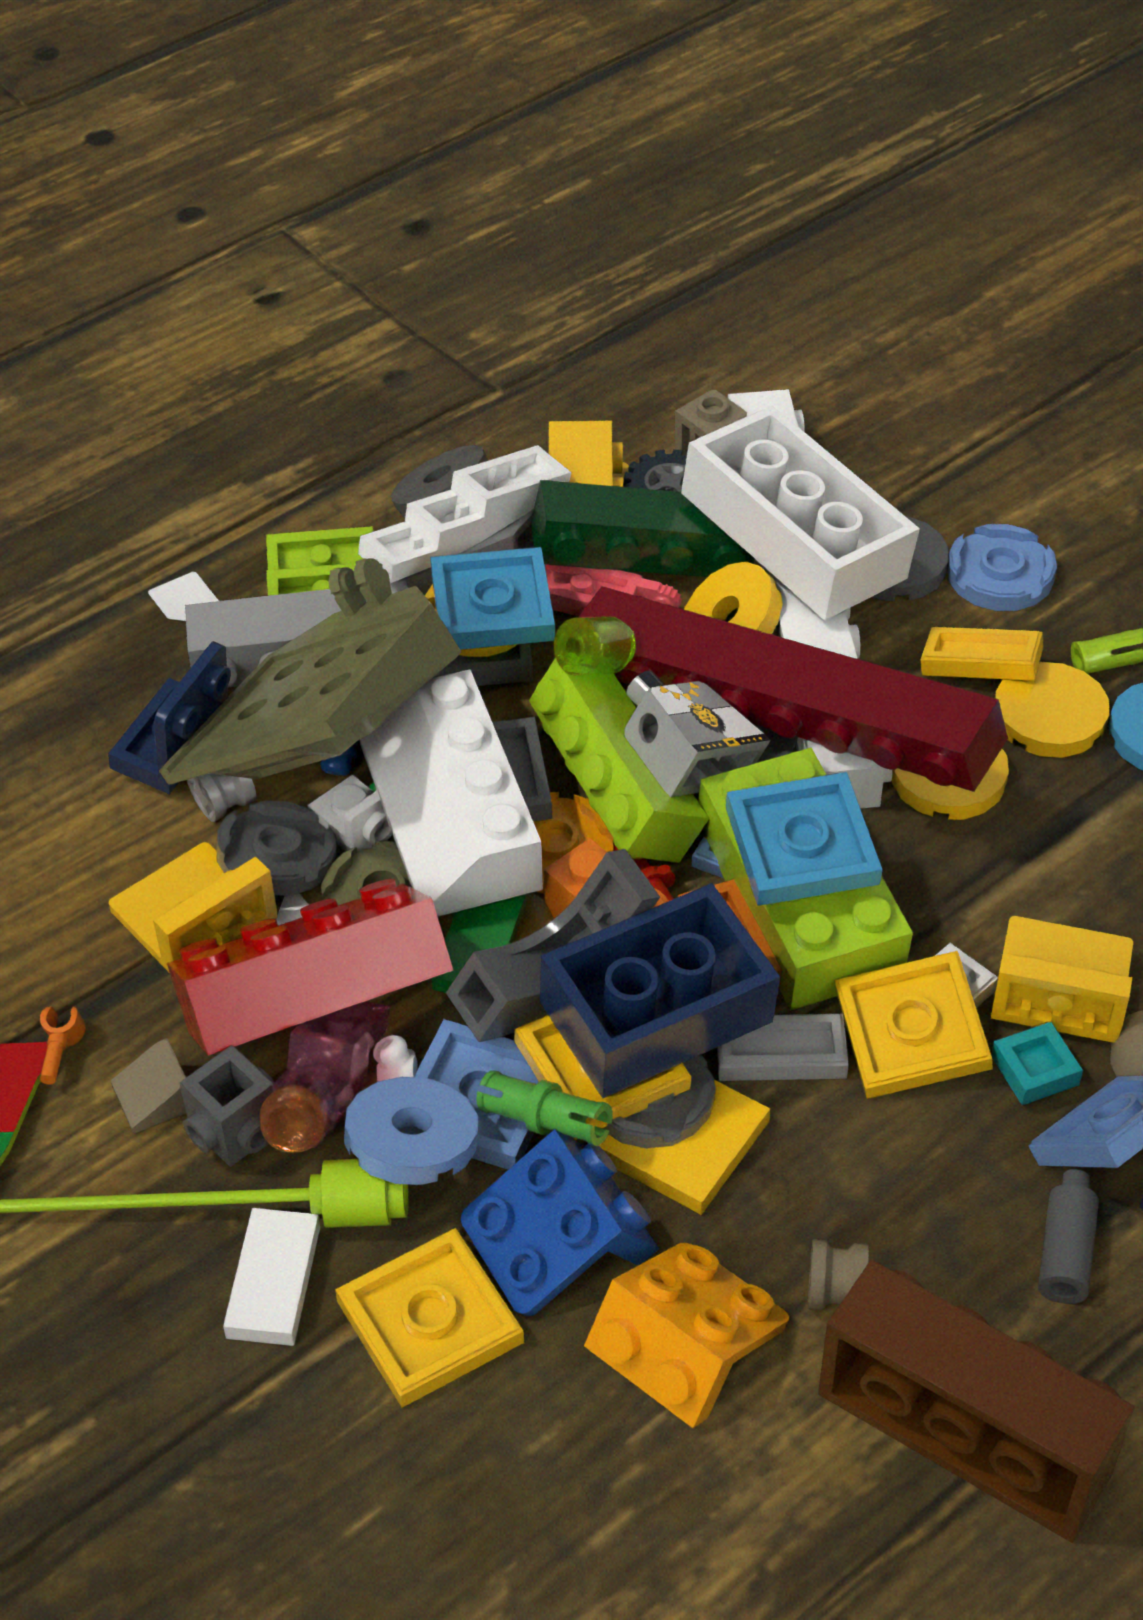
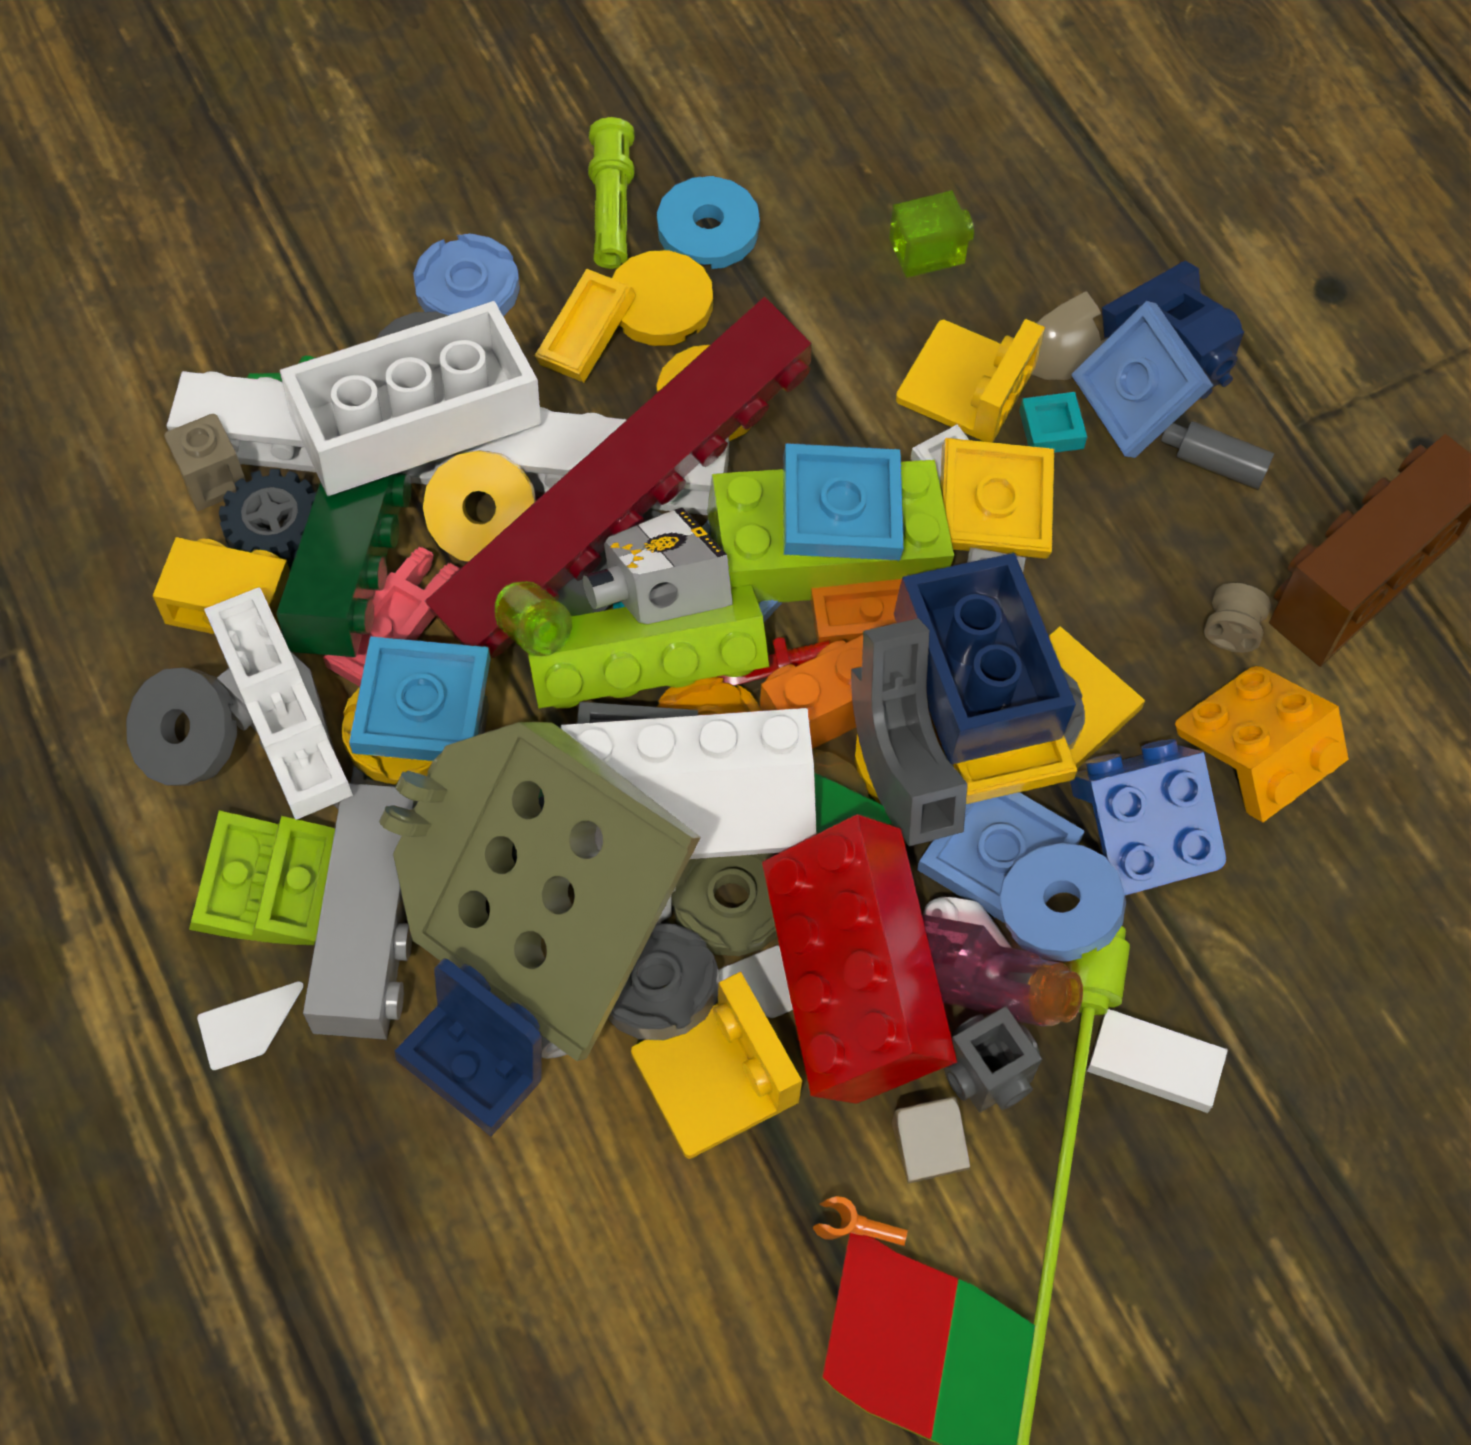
camera: 80 degrees left, 15 degrees up
(429, 1317) = (1215, 938): yellow tile -> none
(544, 1107) = (1062, 787): bright green pin -> none

